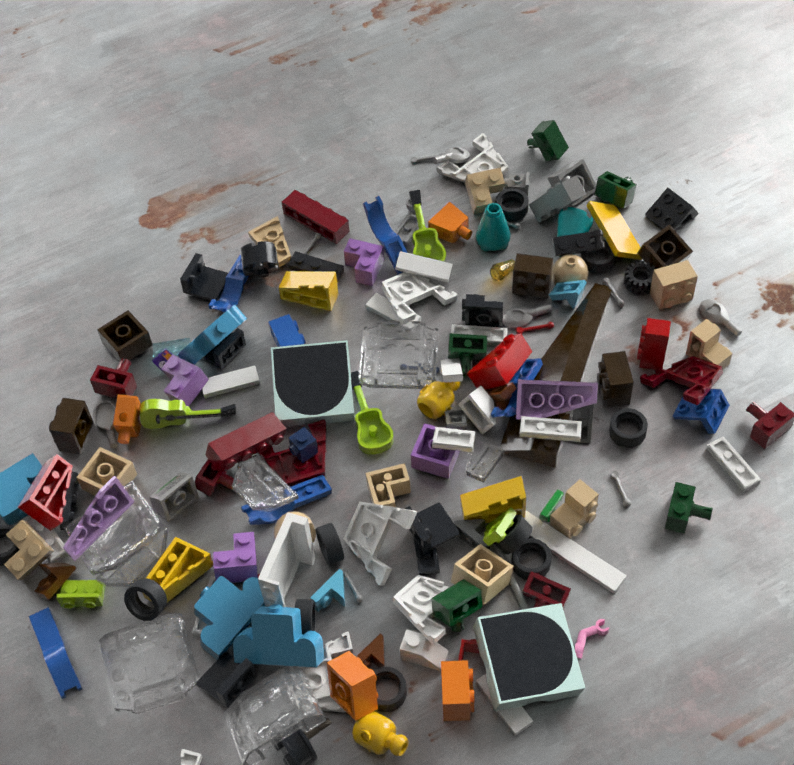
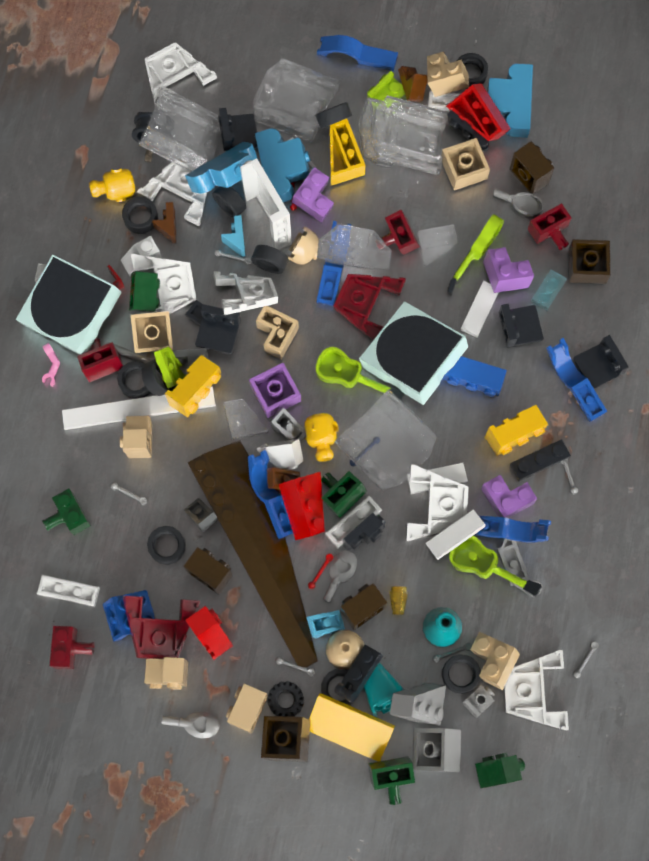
camera: 130 degrees right, 20 degrees up
(103, 511) = (425, 129): lavender wedge -> none
(127, 418) = (507, 209): orange torso -> none
(161, 359) = (541, 274): dark purple tile -> none
(174, 495) = (408, 193): light grey slope -> none
(192, 448) = (436, 242): none -> clear wing
(212, 335) = (524, 318): dark azure brick -> none
(245, 442) = (400, 263): dark red brick -> none
(259, 259) = (577, 410): black brick -> none
(272, 232) = (598, 446): tan wing -> none
(303, 445) = (363, 301): dark blue brick -> none
(315, 216) = (595, 502): dark red brick -> none
(352, 685) = (149, 182): orange brick -> none
(451, 224) = (485, 602): orange torso -> none
(451, 370) = (330, 457): white tile -> none
(453, 439) = (263, 397): white plate -> none
(454, 155) = (563, 679): light grey piece -> none
(457, 690) = (92, 246): orange brick -> none
(550, 398) = (236, 494): lavender wedge -> none
(550, 429) = (208, 473): white tile -> none
(550, 506) = (156, 425): green tile -> none
(670, 210) = (327, 802): black bracket -> none

